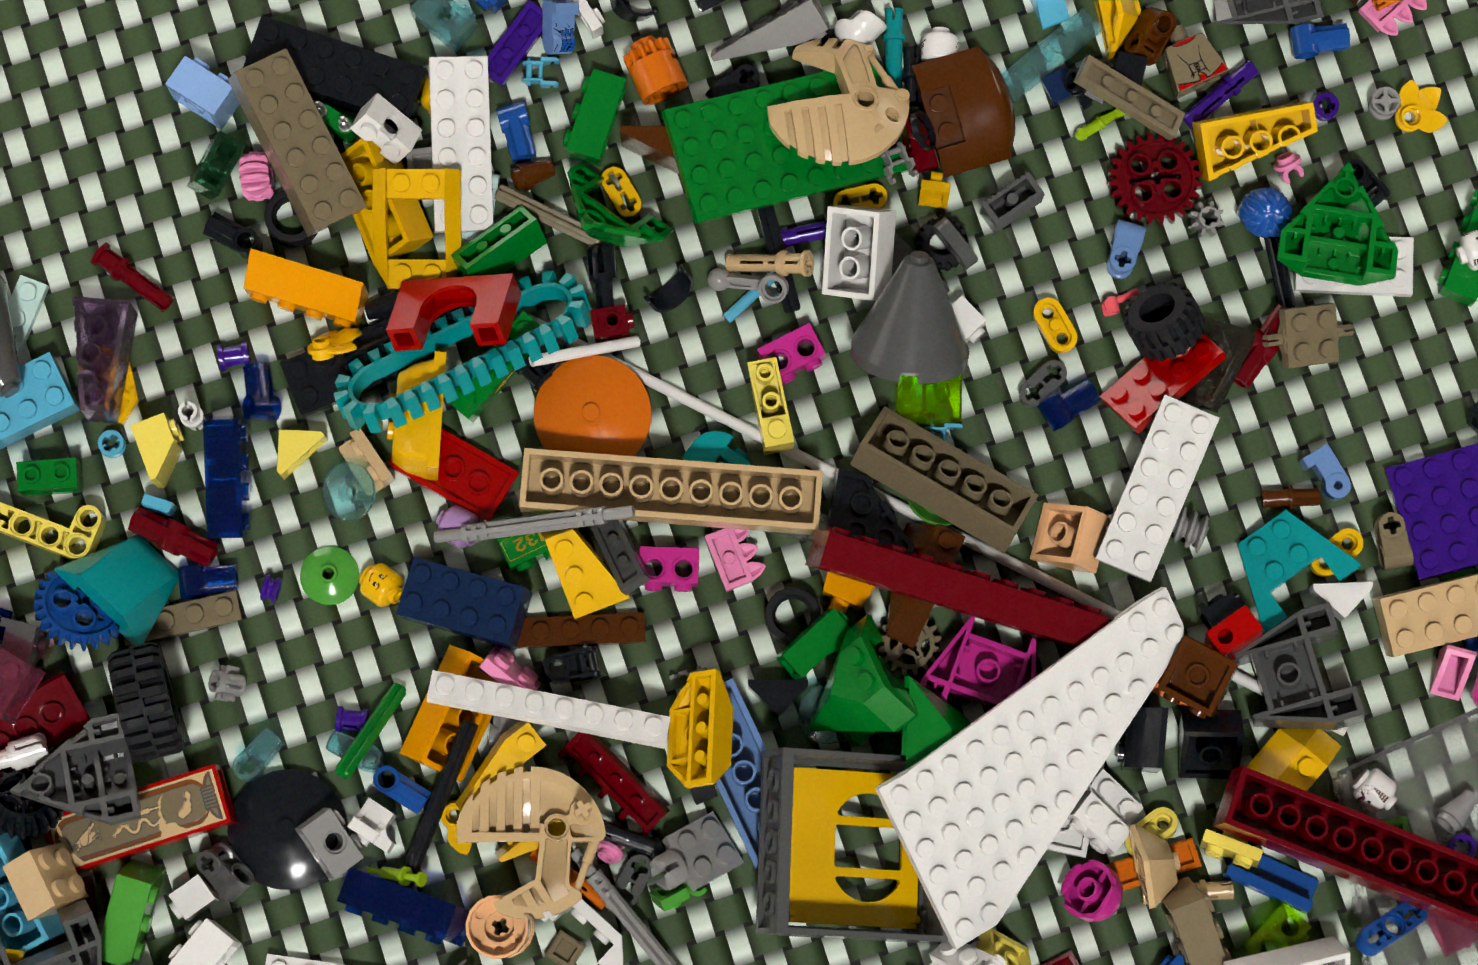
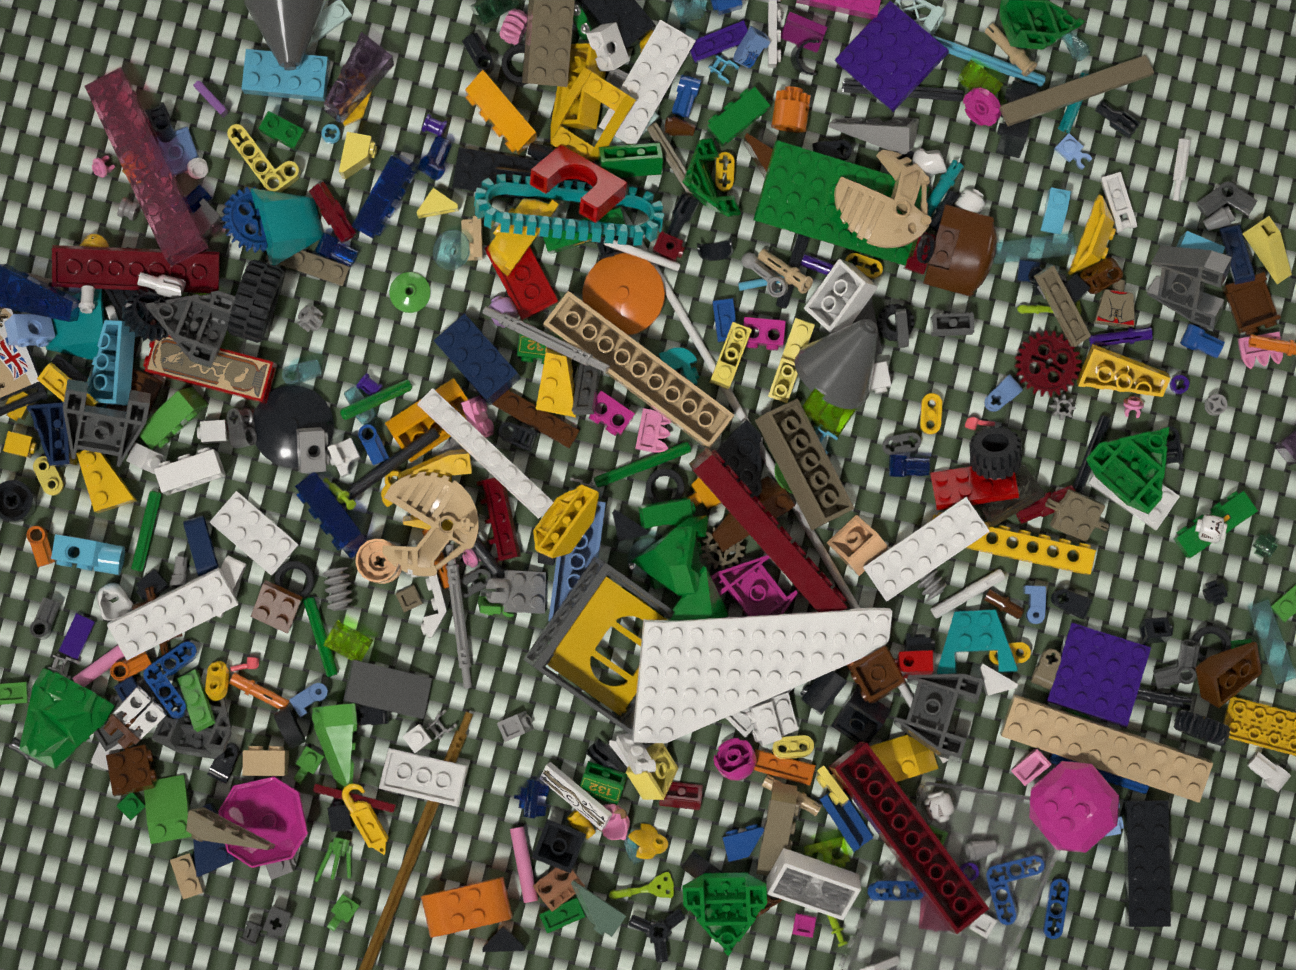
camera: 30 degrees right, 5 degrees up
(45, 881) = (134, 369): tan brick -> none
(121, 269) = (401, 32): dark red pin -> none
(158, 505) = (336, 189): medium azure tile -> none
(191, 415) = (383, 144): white pin -> none
(271, 588) = (370, 278): dark purple bush -> none
(333, 343) = (497, 155): yellow plate -> none
(381, 585) = (436, 317): yellow head -> none
(732, 366) = (724, 316): none -> blue plate
(746, 605) = (642, 464): none -> green axle
(847, 376) = (786, 371): none -> light yellow slope
(901, 149) = (905, 258): light grey piece -> none
(934, 191) = (911, 289): yellow tile -> none
(1153, 864) = (781, 766): tan slope -> none
(1238, 512) = (968, 593): none -> white axle
(1264, 212) = (1100, 425): blue hair -> none
(1347, 376) = (1084, 553): none -> yellow brick
(1373, 443) = (1075, 603): none -> black piece
(1421, 106) = (1237, 421): yellow plate -> none

